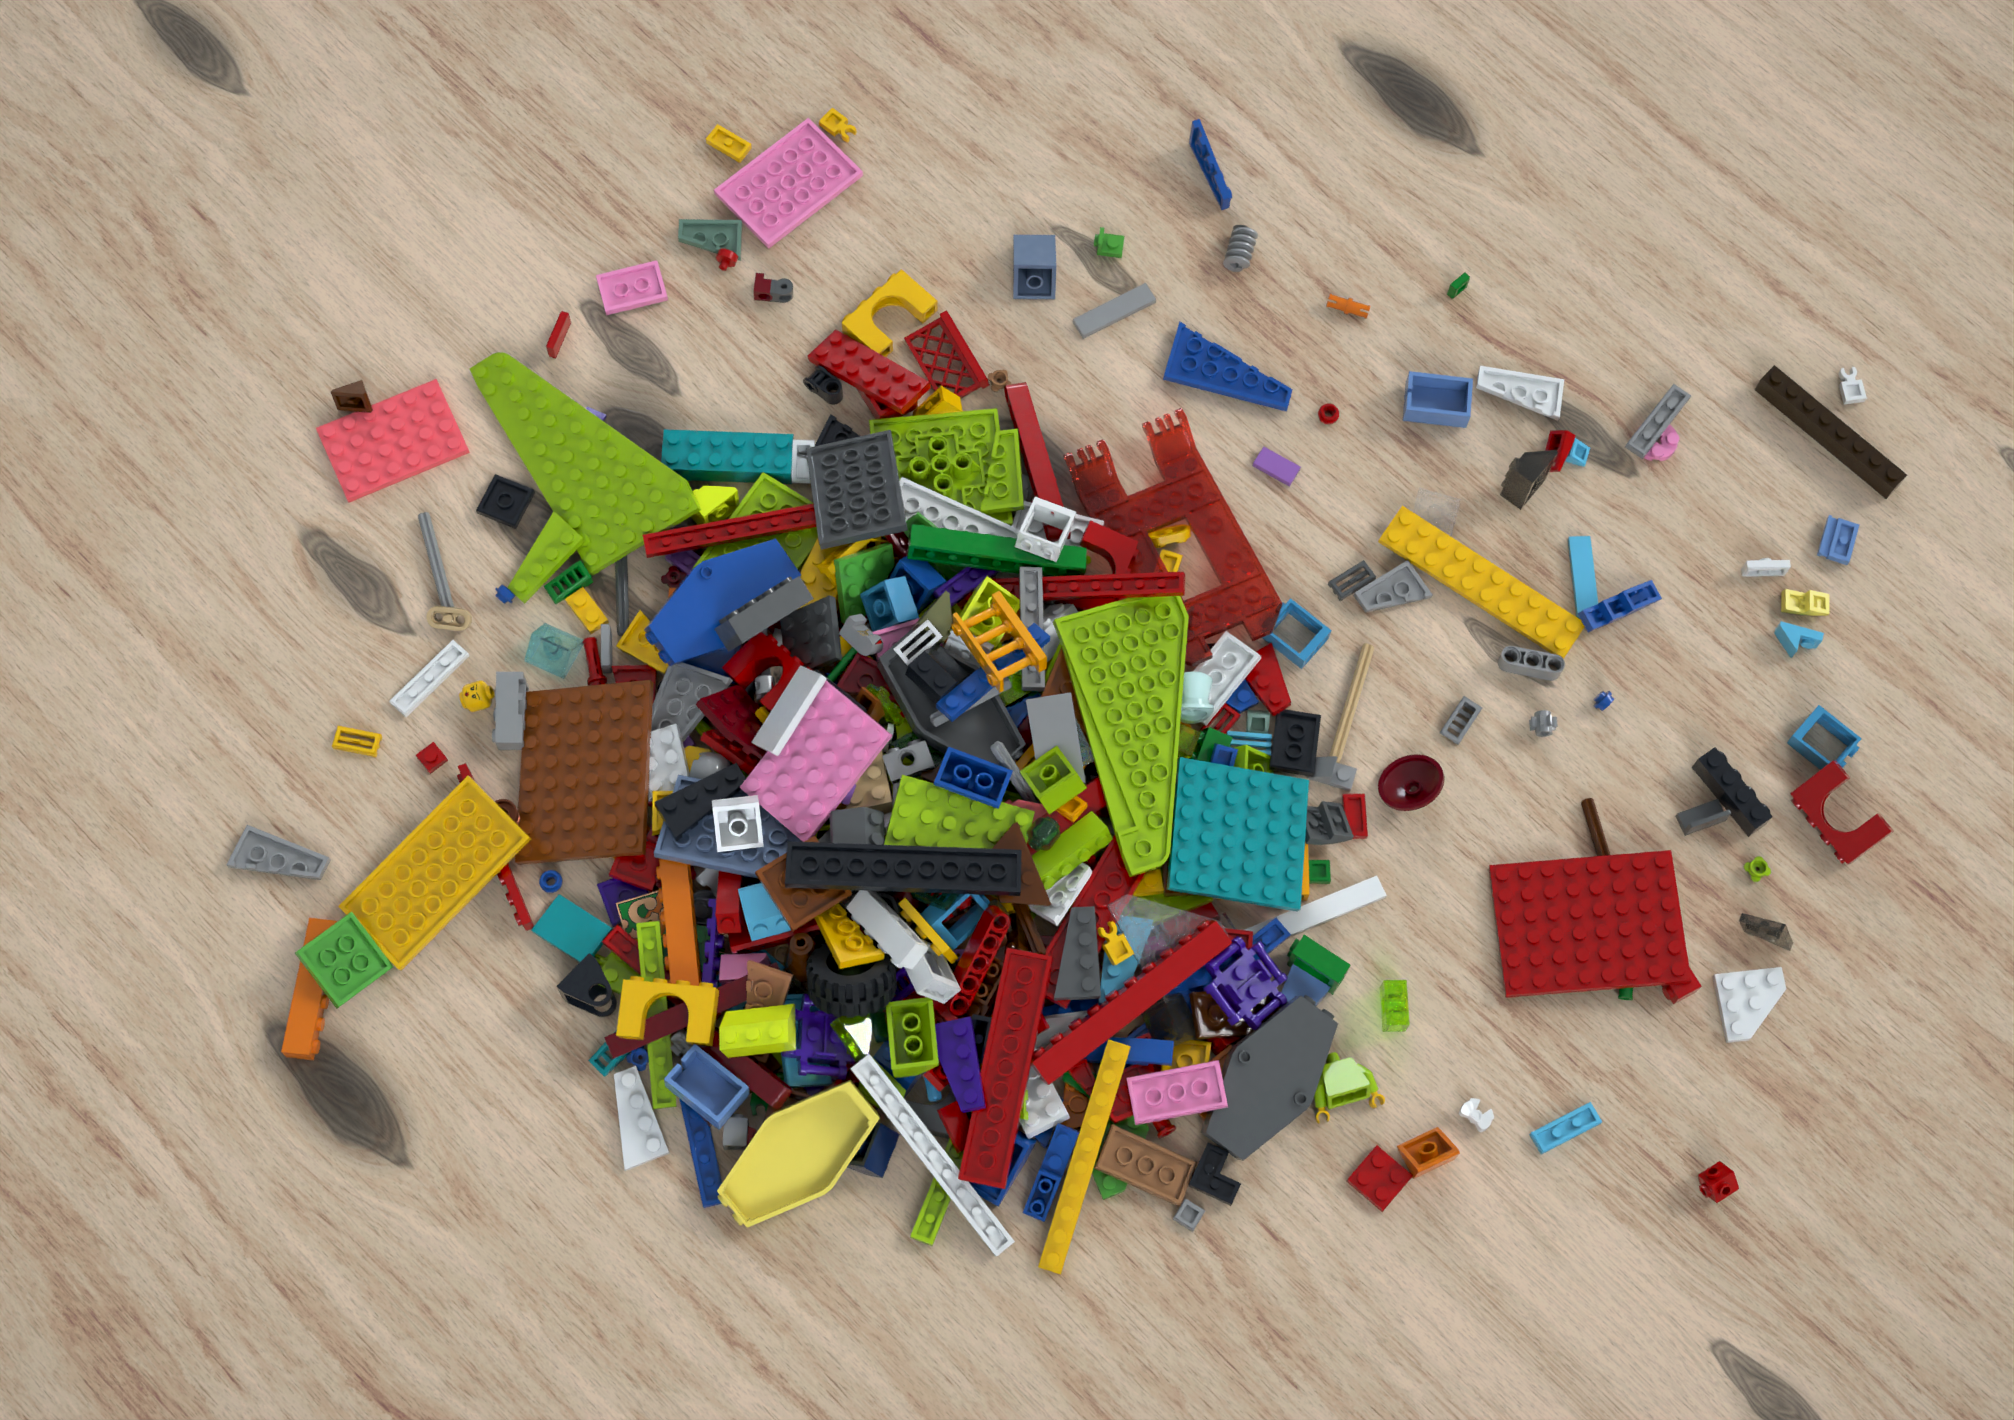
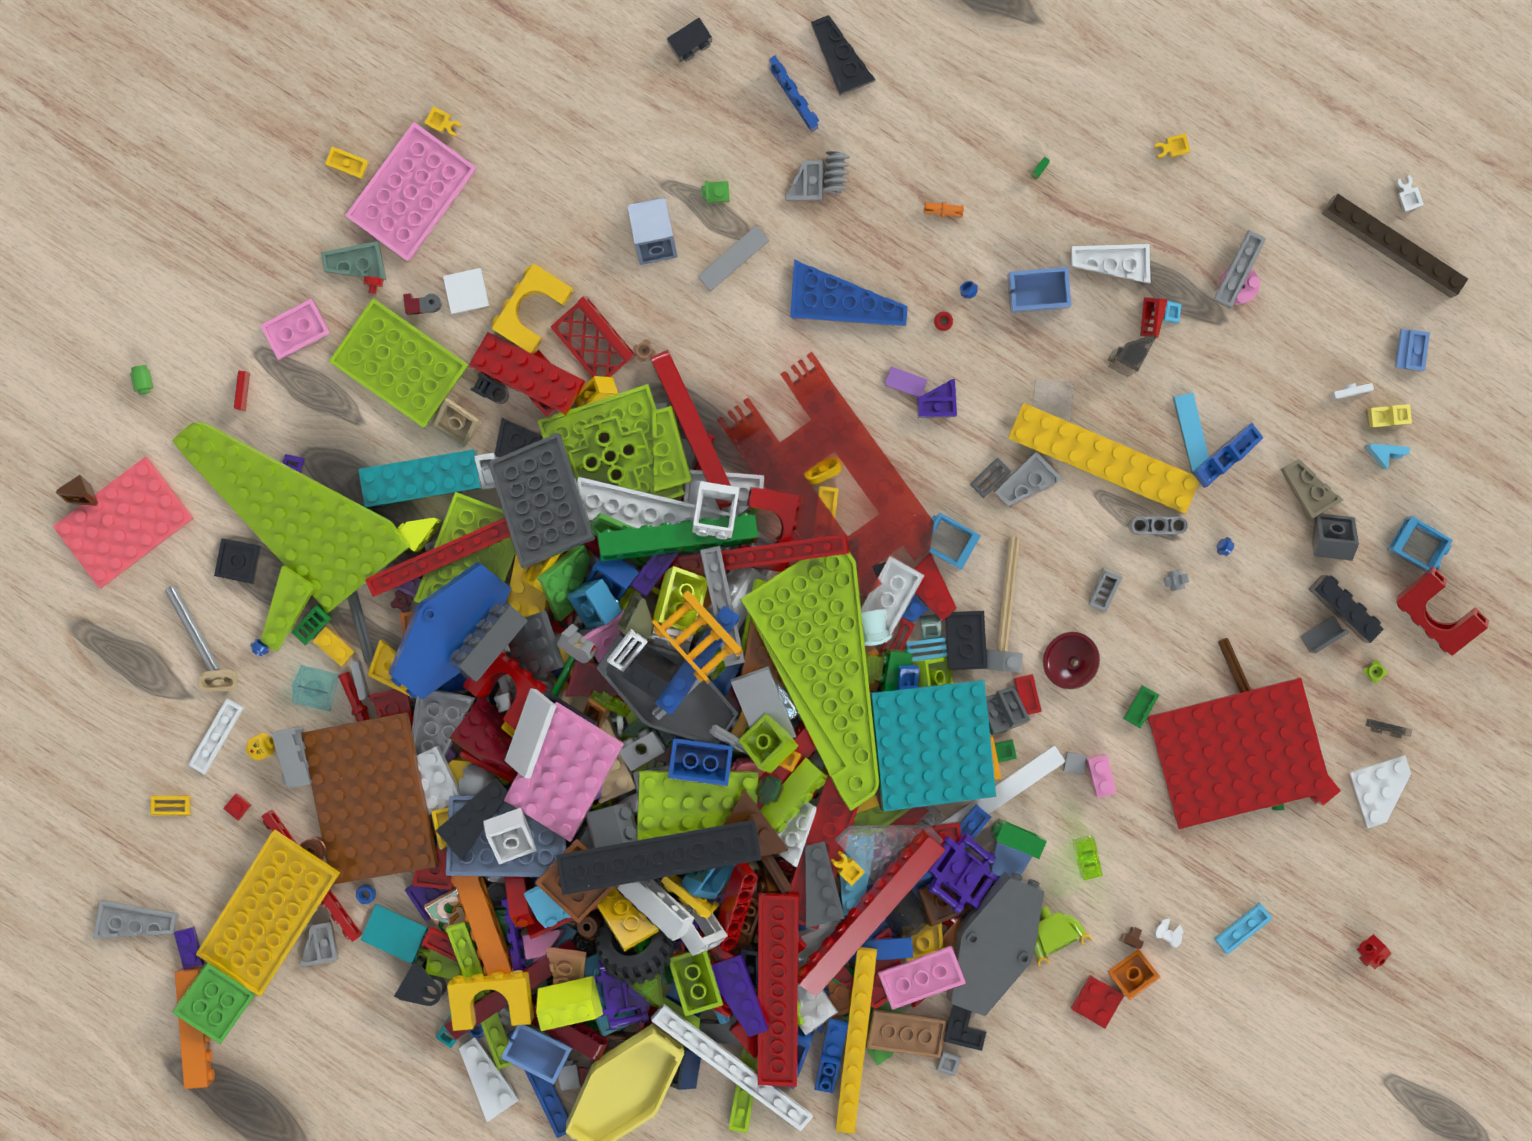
camera: 10 degrees left, 20 degrees up
(331, 897) = (188, 946): none -> dark purple plate
(454, 303) = (141, 379): none -> bright green brick
(483, 927) = (320, 945): none -> light grey wing
(733, 341) = (398, 363): none -> lime plate
(782, 407) = (457, 422): none -> tan slope
(822, 287) = (466, 291): none -> white tile
(1112, 98) = (690, 40): none -> black brick
(1208, 254) = (808, 183): none -> light grey wing
(1266, 145) = (843, 62): none -> black wing
(1308, 491) = (938, 402): none -> dark purple wing
(1361, 387) = (968, 289): none -> blue plate
(1396, 900) = (1074, 763): none -> light grey tile
(1424, 917) = (1100, 775): none -> bright pink brick
(1432, 1111) = (1132, 938): none -> reddish brown tile
(1482, 853) = (1141, 706): none -> green plate
(1606, 293) = (1175, 146): none -> yellow plate
(1707, 663) = (1310, 491): none -> dark tan wing
(1728, 715) = (1335, 537): none -> dark grey slope

